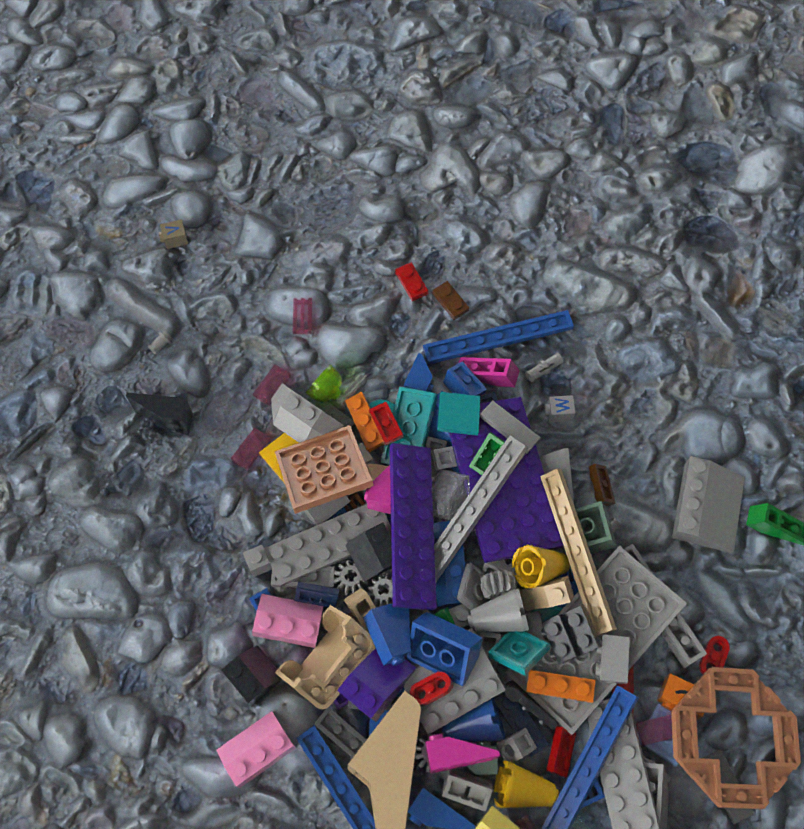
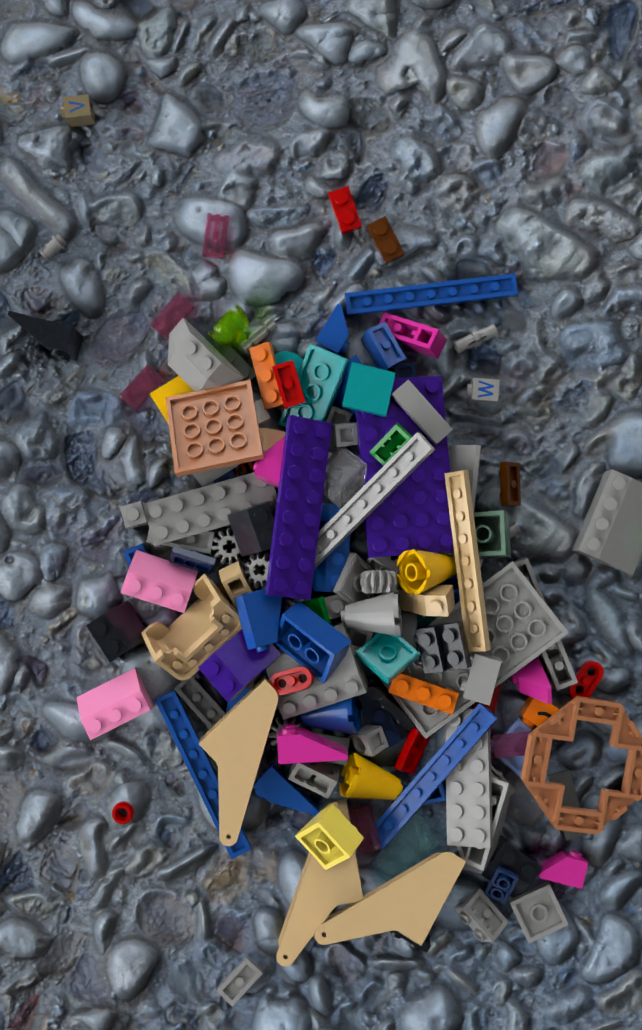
camera: 10 degrees right, 20 degrees up
(663, 660) = (533, 681): none -> dark pink slope

